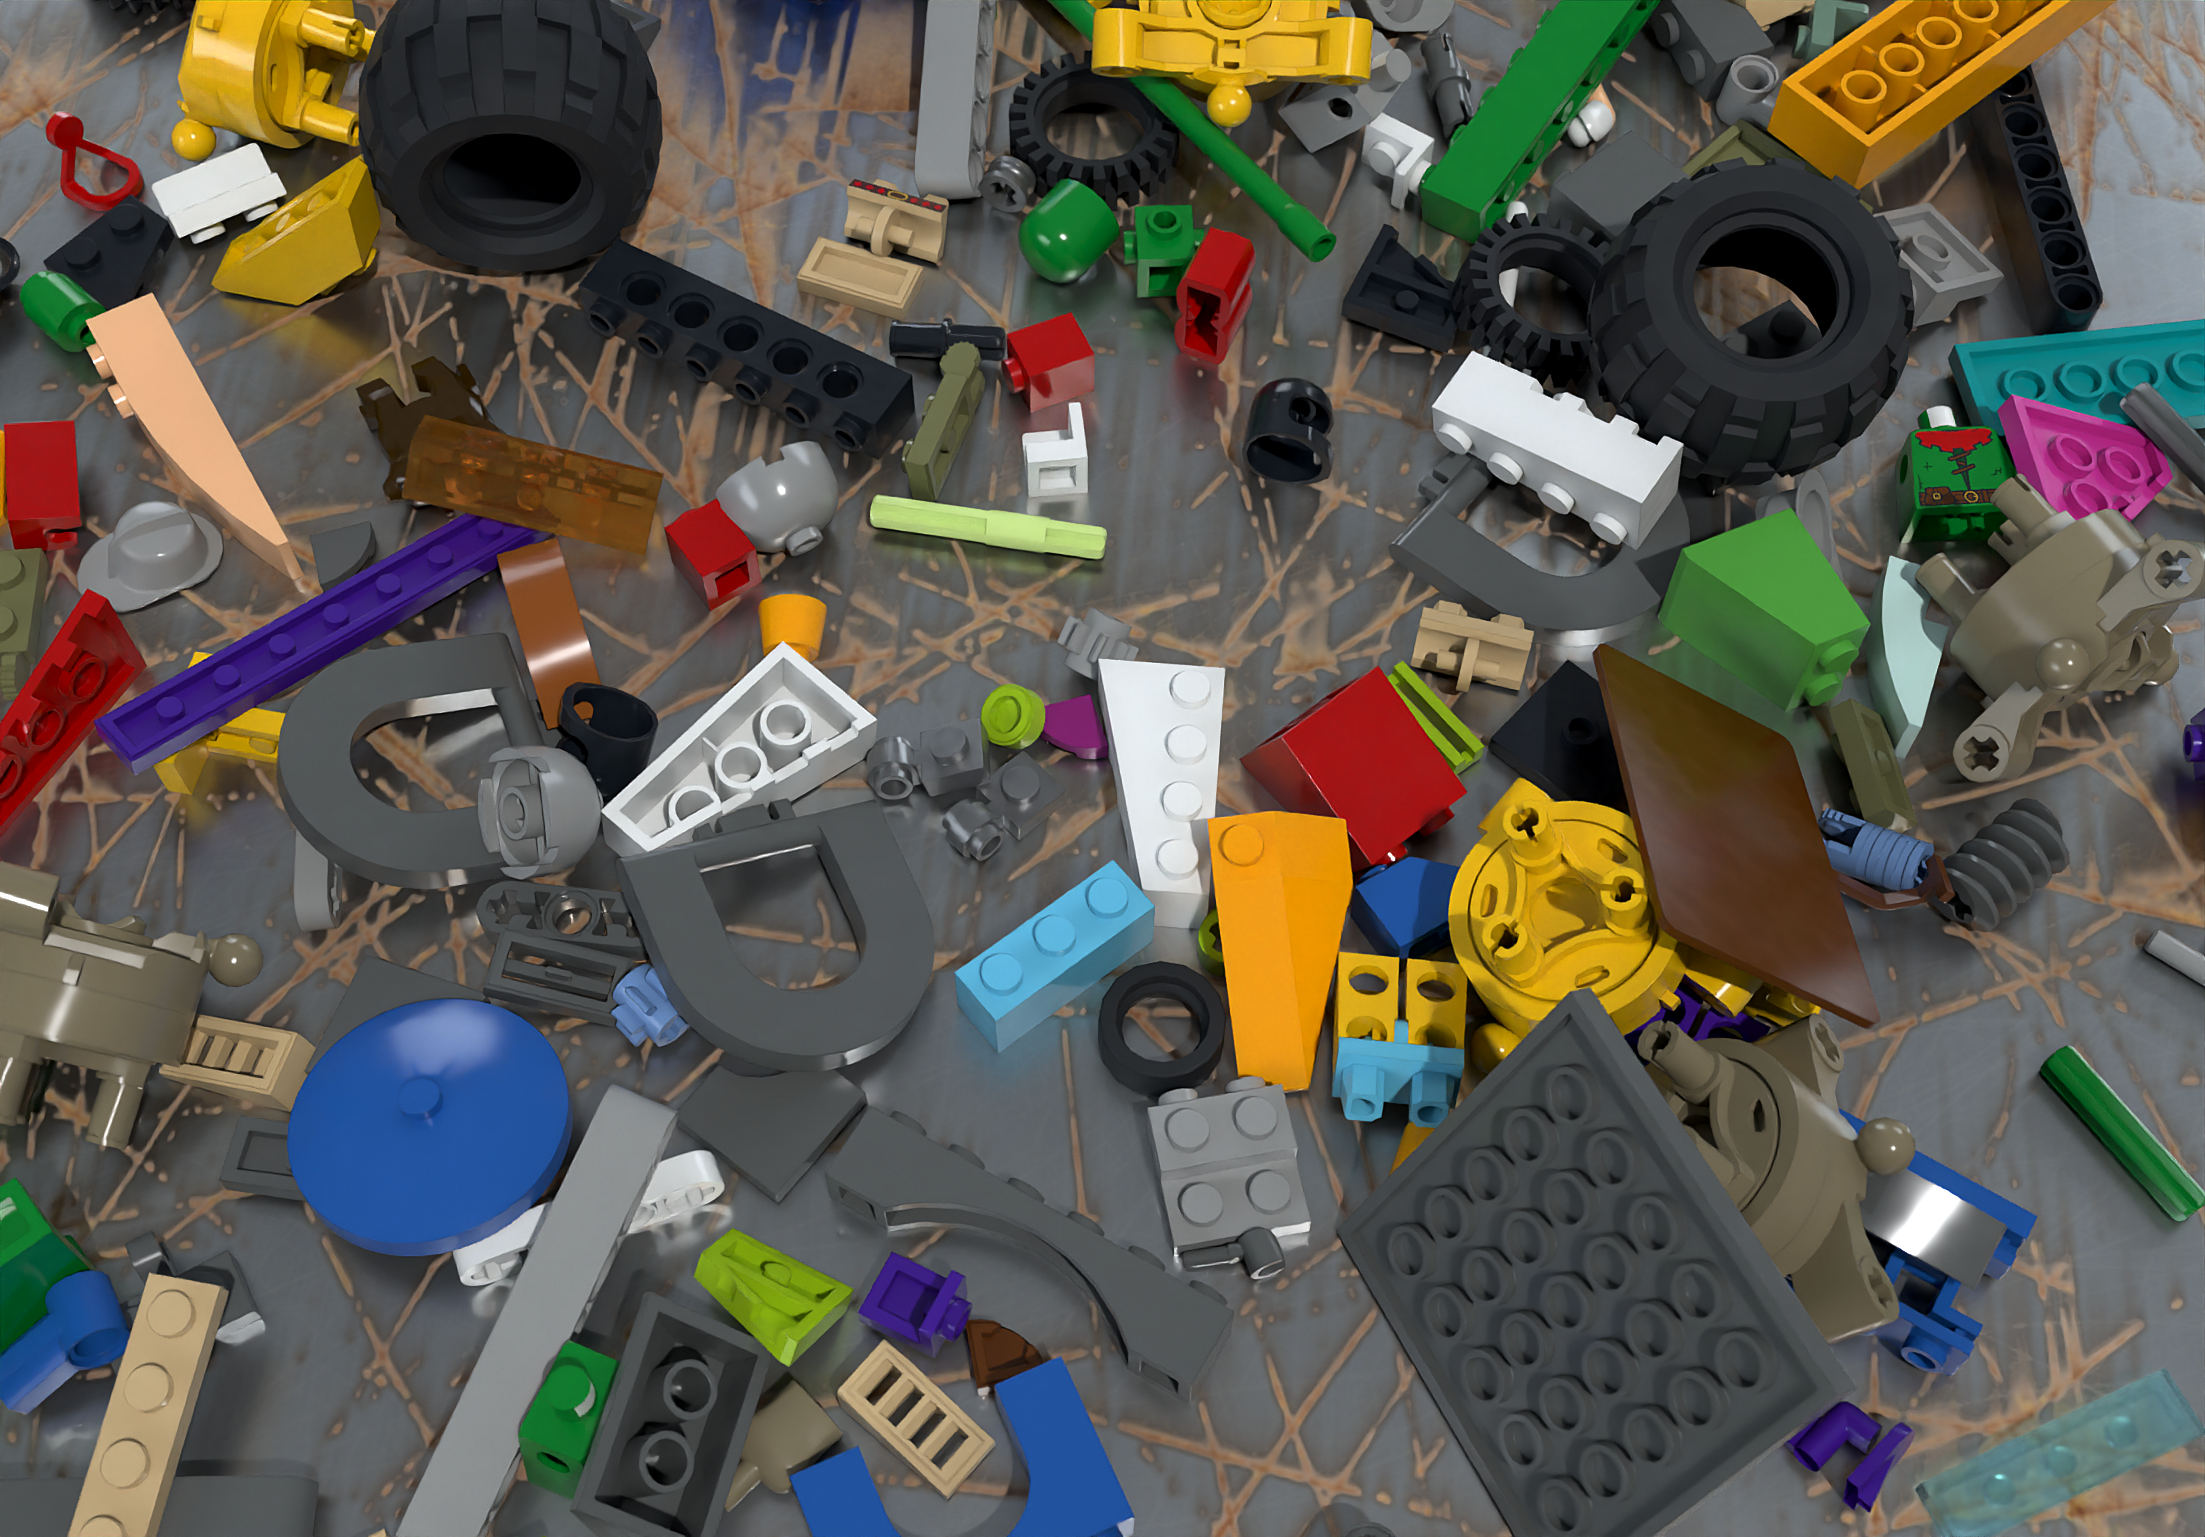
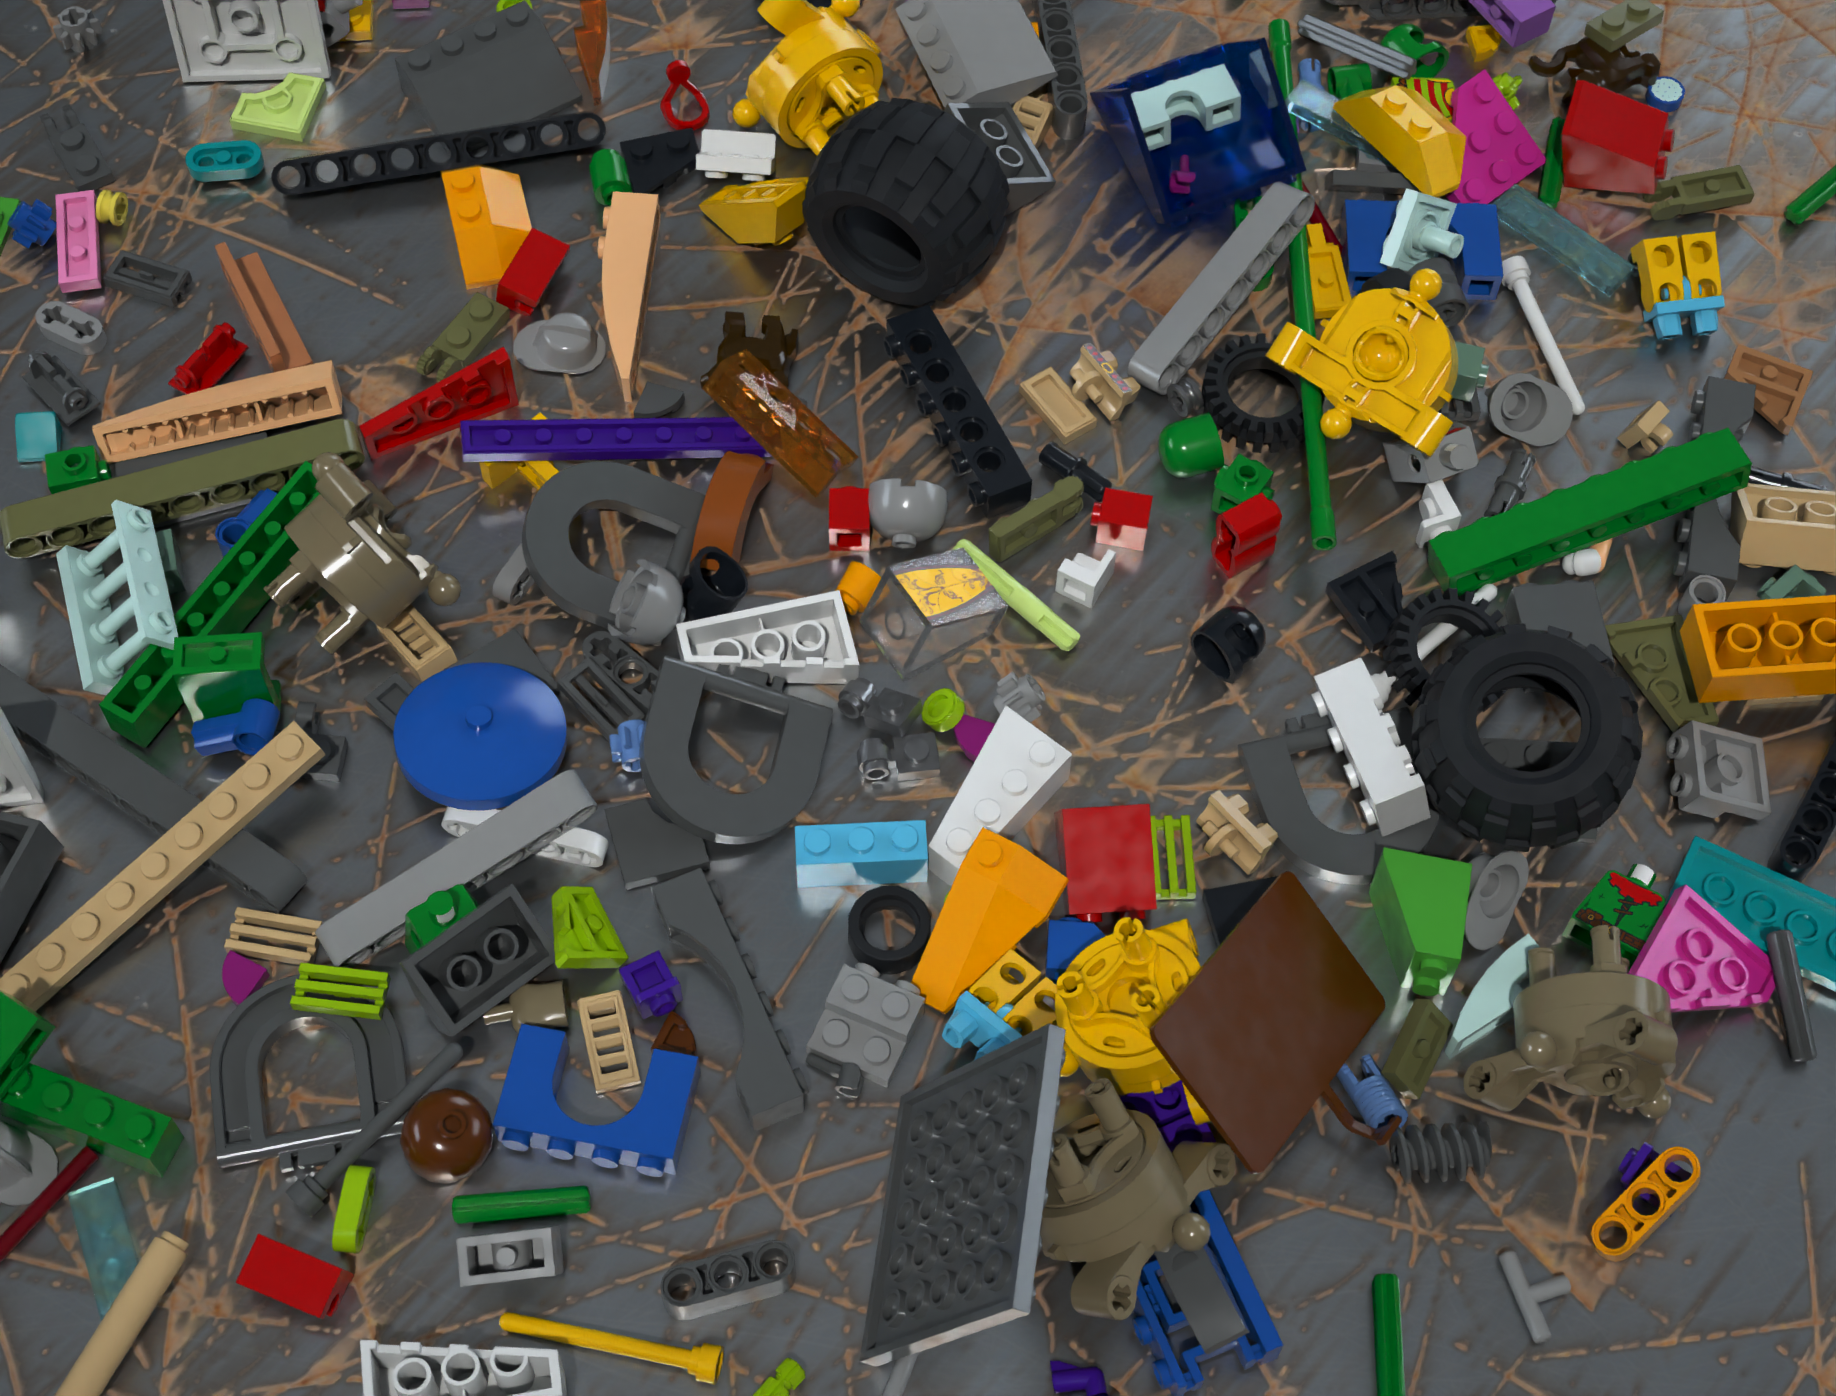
camera: 35 degrees right, 0 degrees up
(905, 606) = (931, 610): none -> clear slope

